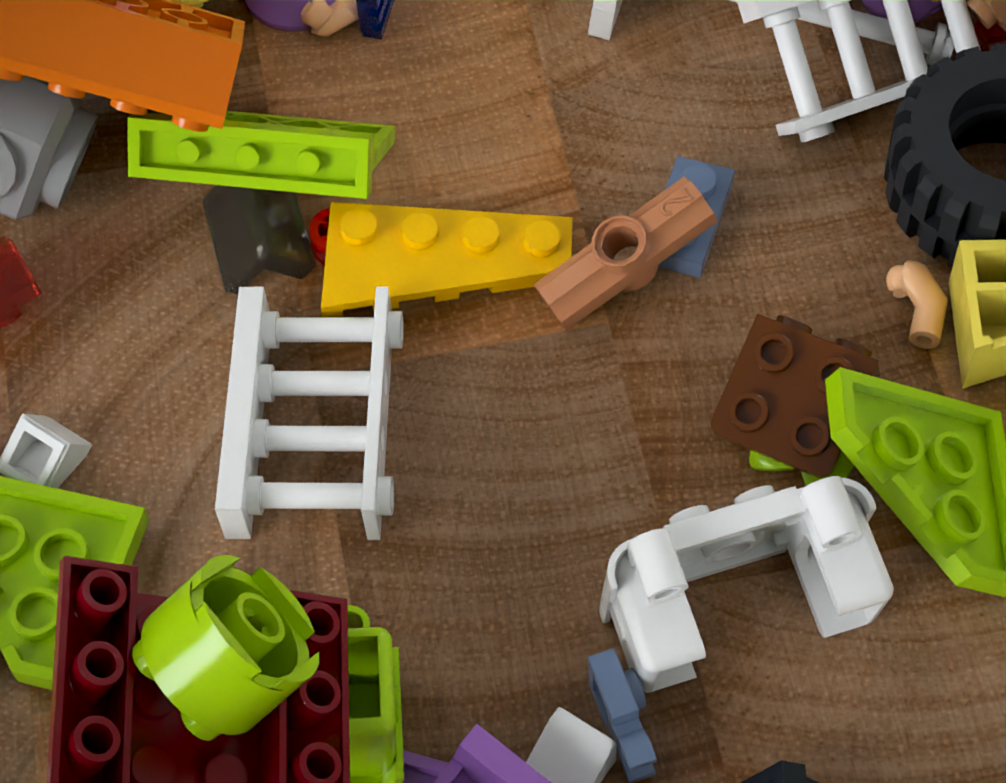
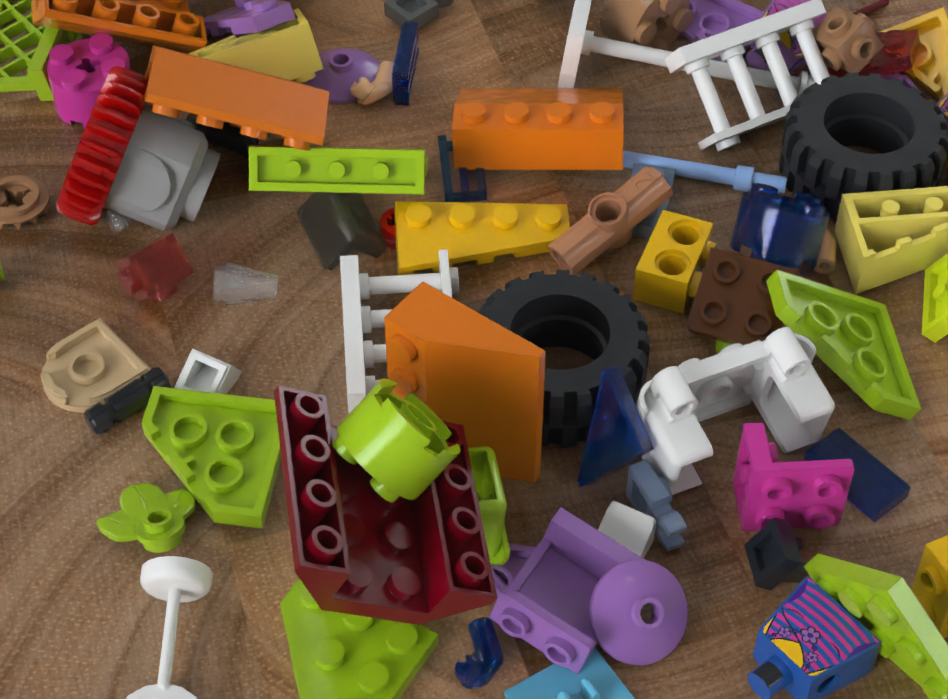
camera: 10 degrees left, 10 degrees down
(108, 314) = (242, 284): none -> clear cone
(355, 527) = (470, 376): none -> orange slope
(439, 109) = (465, 194): none -> tile
(518, 397) = (578, 316): none -> black tyre
(550, 91) = (538, 129): none -> orange slope
(574, 602) = (614, 432): none -> clear blue tile
(698, 317) = (673, 261): none -> yellow brick
(804, 724) = (797, 491): none -> dark pink bracket
(828, 188) = (740, 178): none -> light blue bar
(863, 284) = (780, 226): none -> clear blue brick
(918, 683) = (873, 485): none -> clear blue tile

